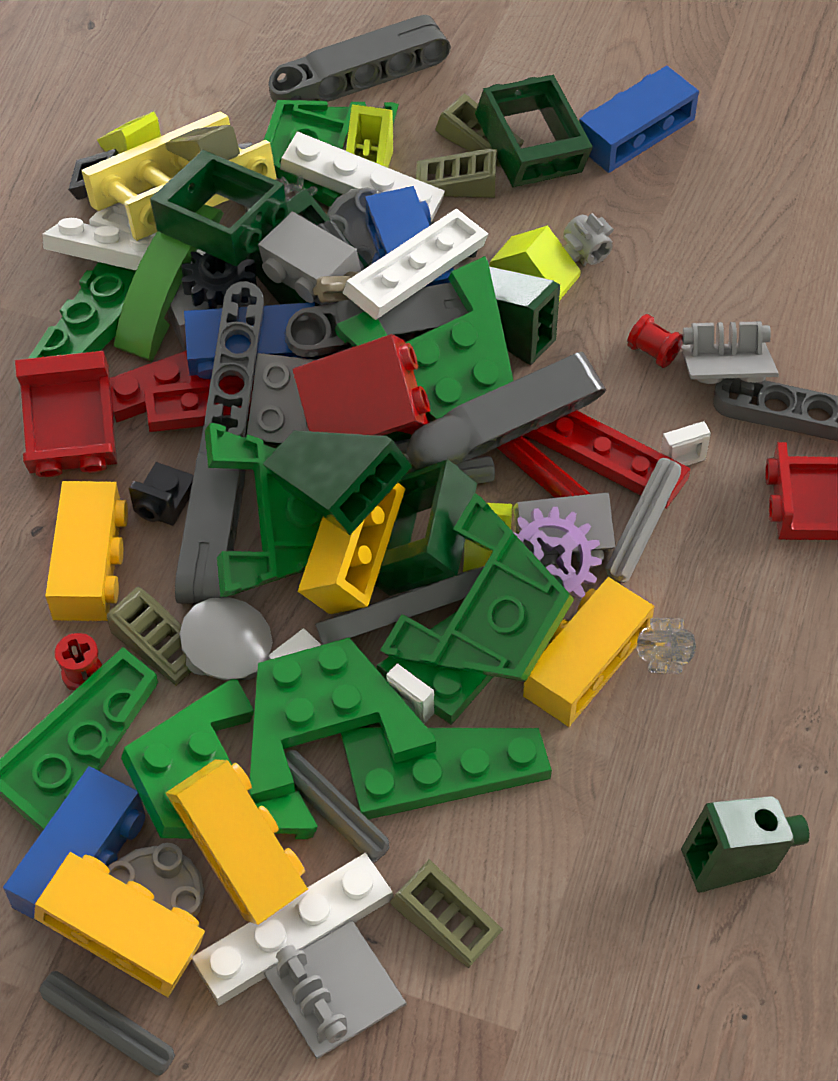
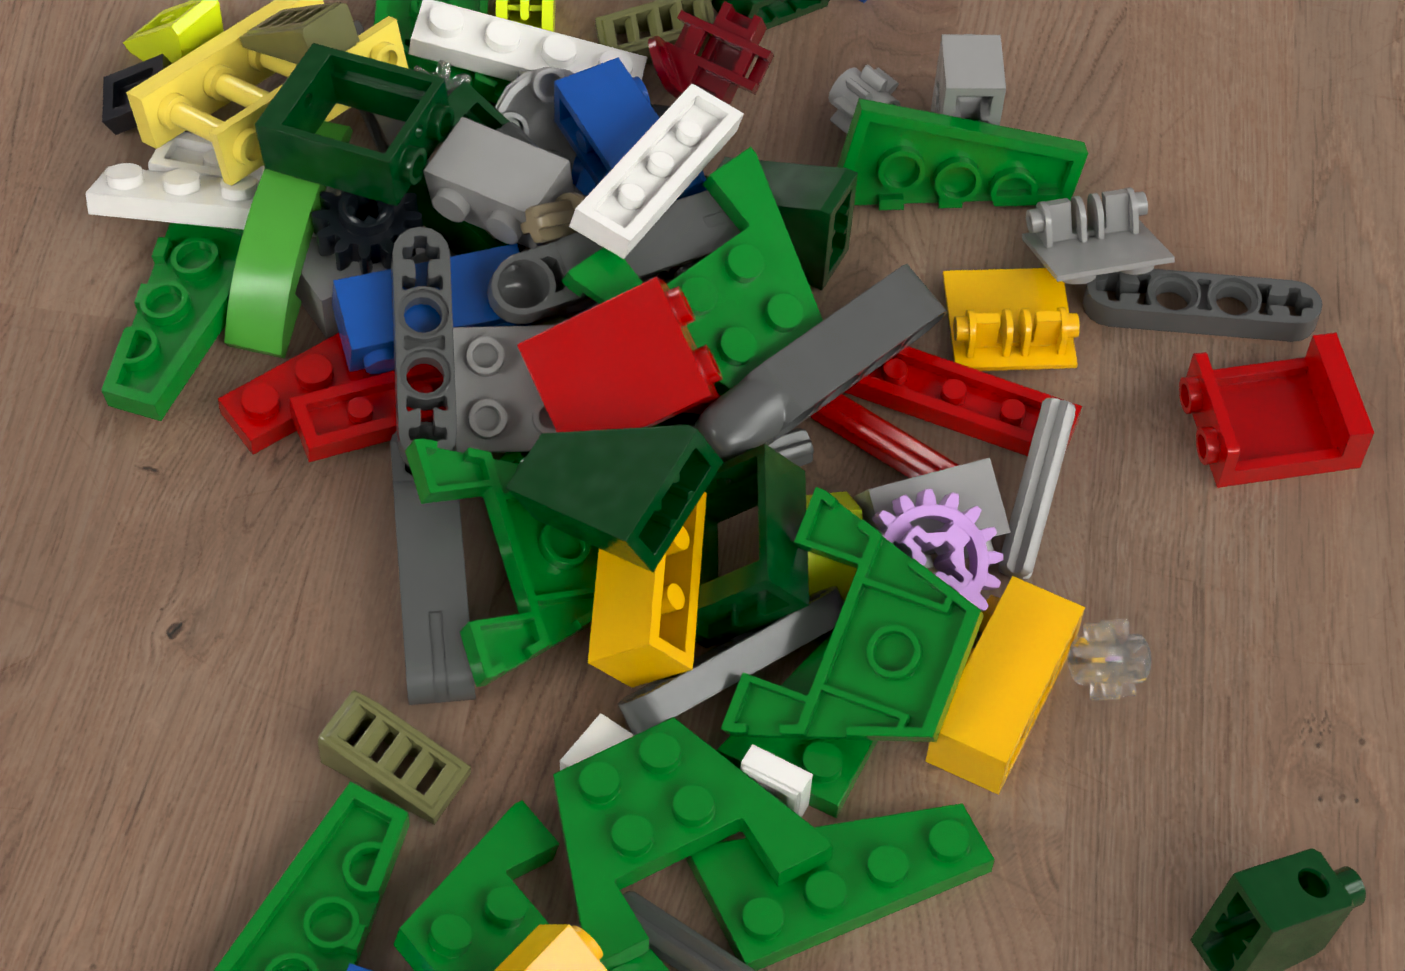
camera: 15 degrees left, 0 degrees up
(67, 413) = (186, 453): red panel -> none
(72, 664) = (301, 800): red bush -> none
(86, 551) = (262, 650): yellow brick -> none
(161, 494) = (349, 549): black bracket -> none
(225, 639) = (494, 747): light grey dish -> none
(493, 202) = (721, 66): none -> dark red piece
(538, 255) = (793, 132): neon yellow slope -> none
(623, 283) = (954, 160): none -> green wing
(653, 400) = (1010, 319): none -> yellow hinge
(655, 340) = (989, 233): red bush -> none
(657, 246) = (970, 78): none -> light grey brick
(687, 444) = (1069, 372): white tile -> none

